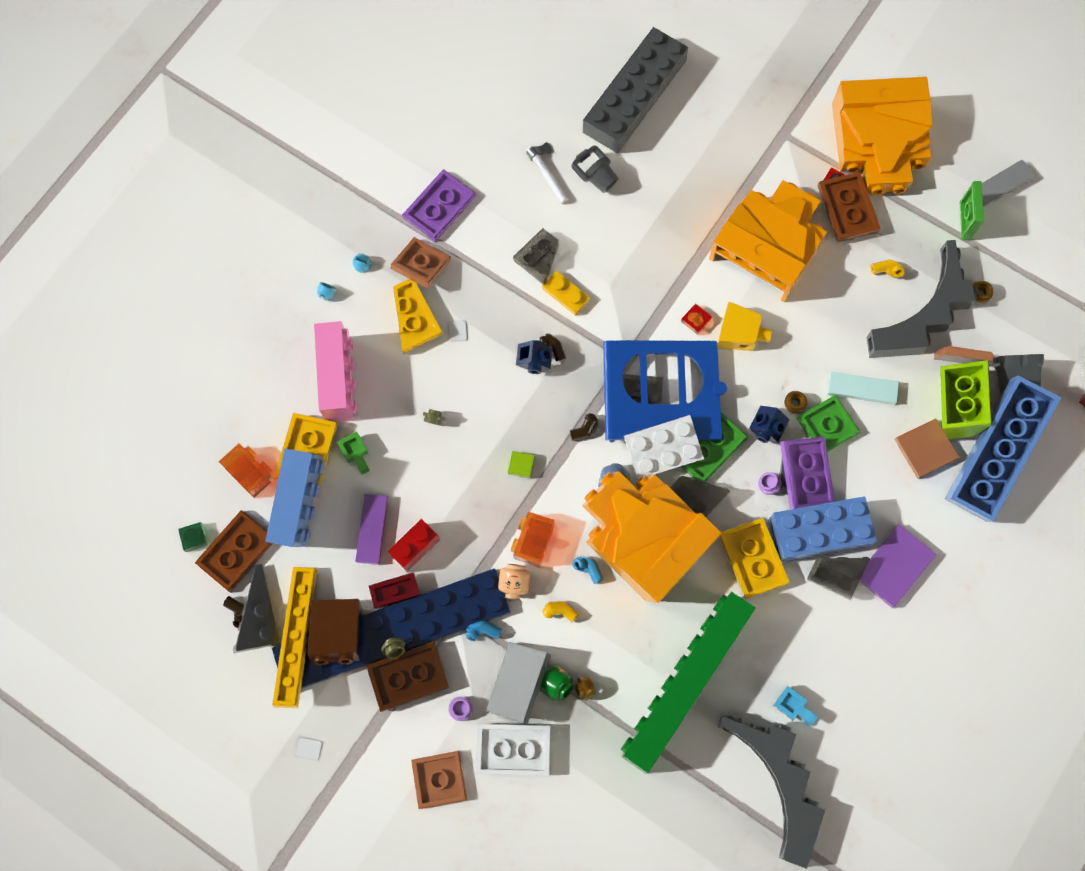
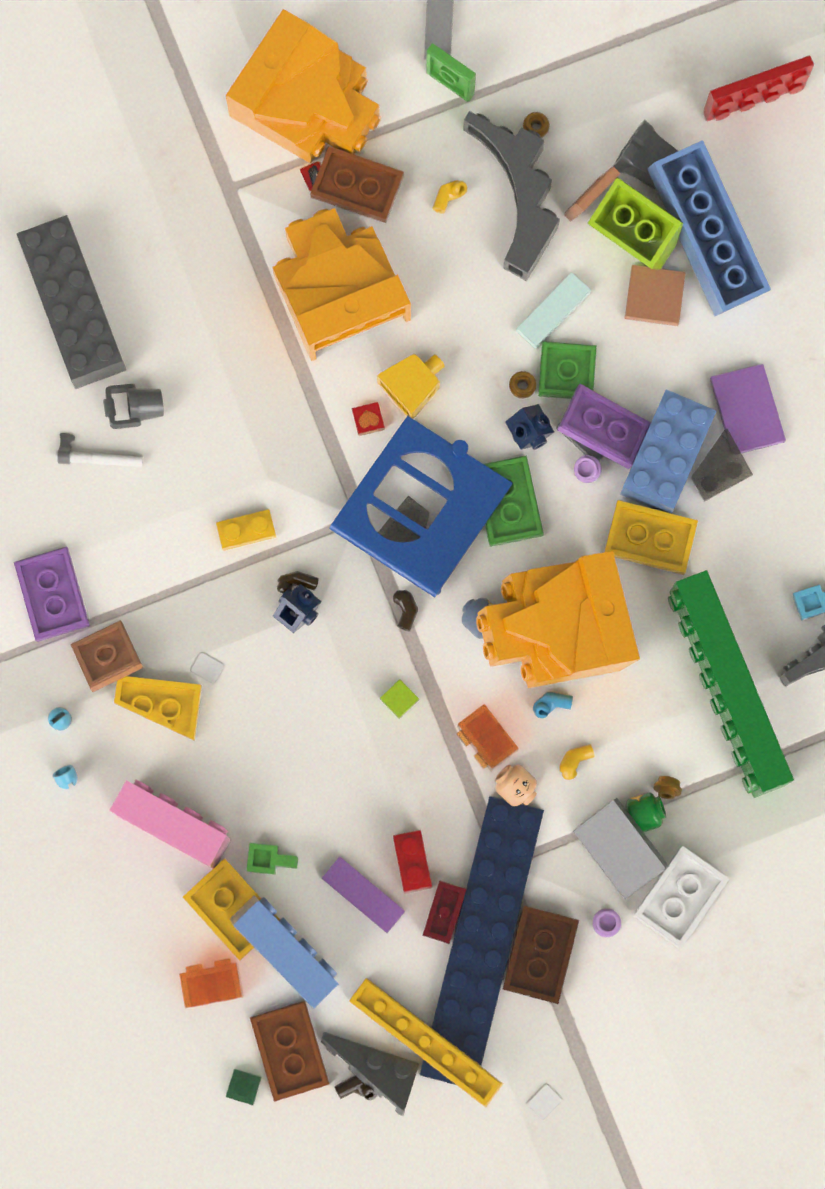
camera: 60 degrees left, 5 degrees up
(334, 631) = (448, 997): reddish brown panel -> none
(393, 648) = (506, 949): olive plate -> none
(433, 417) = (288, 754): olive plate -> none
(439, 779) = (661, 989): nougat tile -> none
(480, 628) = (540, 850): dark azure arm -> none
(538, 255) = (186, 529): clear smoke wing -> none
(663, 447) = (482, 545): white plate -> none
(699, 495) = (553, 546): clear smoke wing -> none

